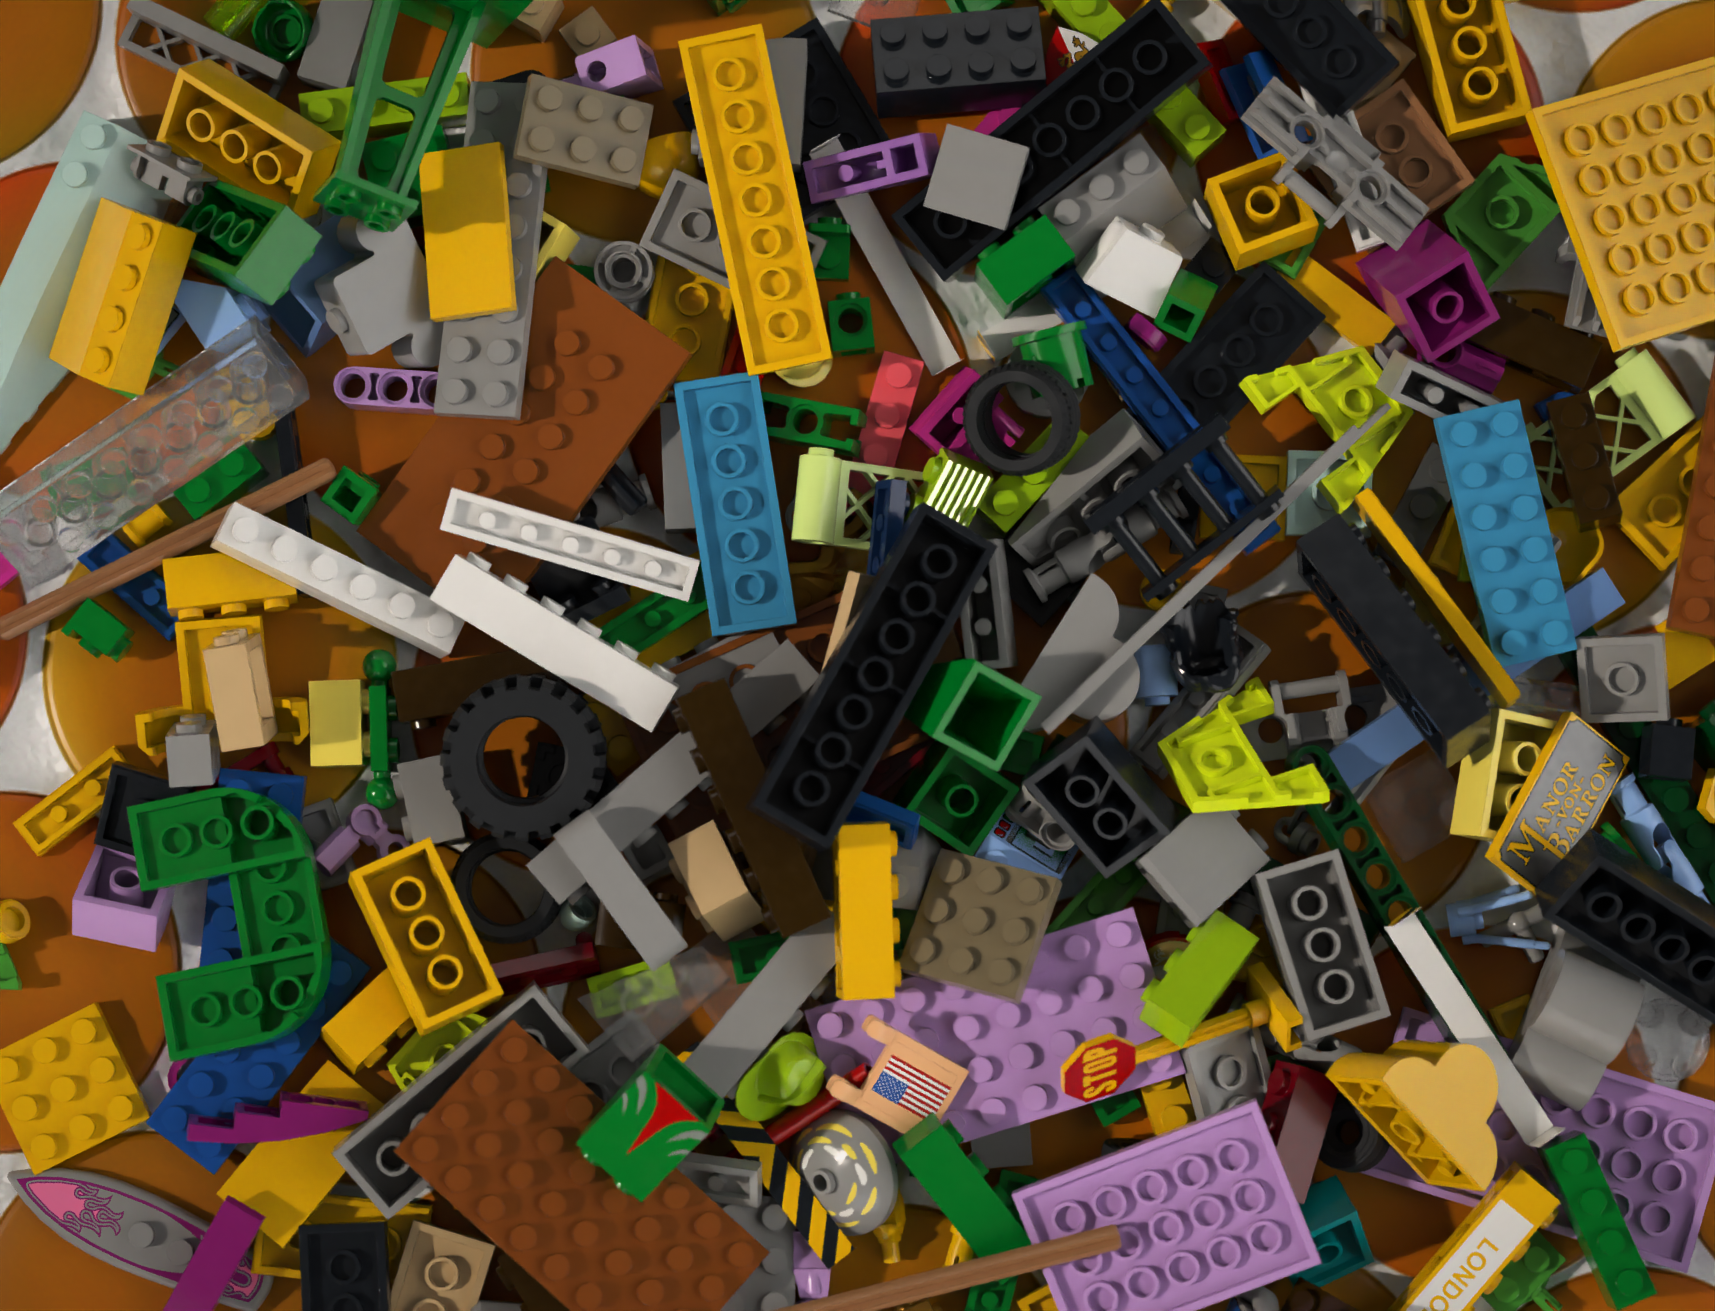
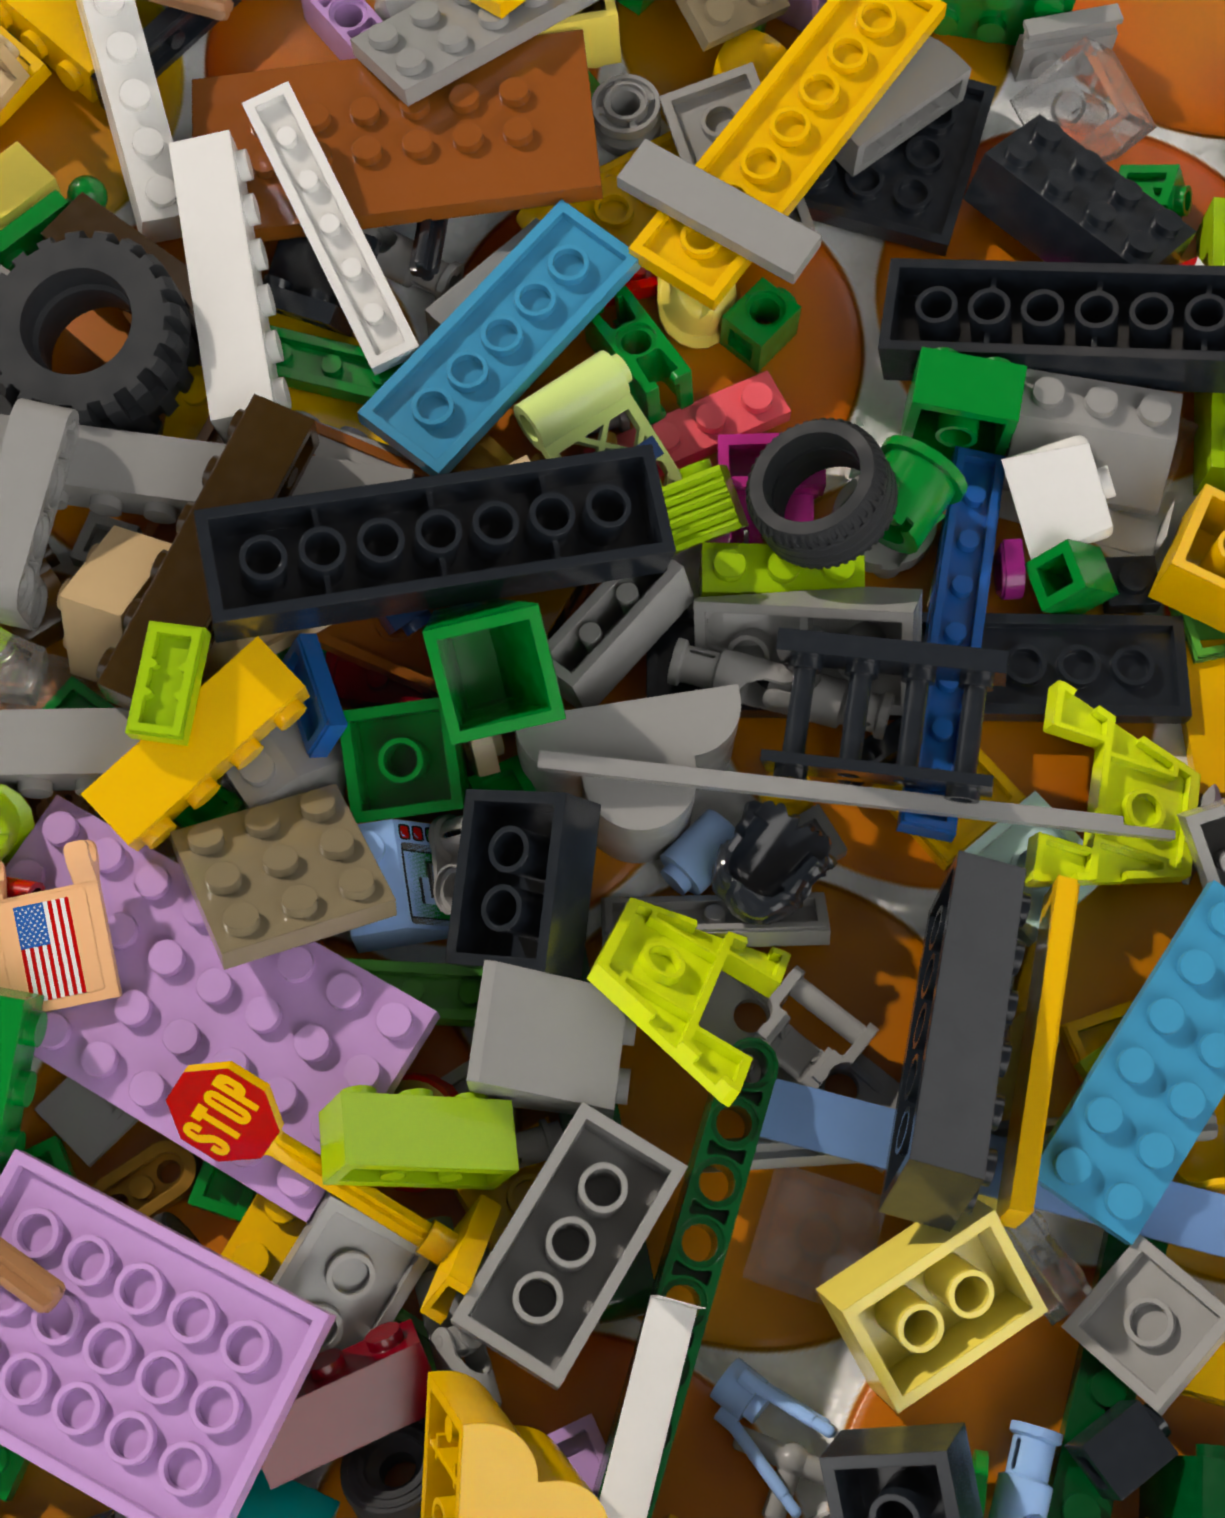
camera: 45 degrees right, 15 degrees down
(352, 495) = (219, 48): green brick -> none
(778, 302) = (719, 211): none -> light grey tile
(826, 899) = (168, 683): none -> lime plate
(836, 255) = (825, 263): green bracket -> none
(872, 167) = (920, 214): medium lavender slope -> none
(894, 273) = (855, 285): white sticker -> none
(976, 176) = (999, 282): light grey tile -> none
(1070, 1143) = (142, 1181): none -> pearl gold plate
(1304, 836) = (677, 1138): light grey piece -> none
(1421, 502) = (1108, 968): dark grey plate -> none
(1557, 801) = (975, 1365): tile -> none

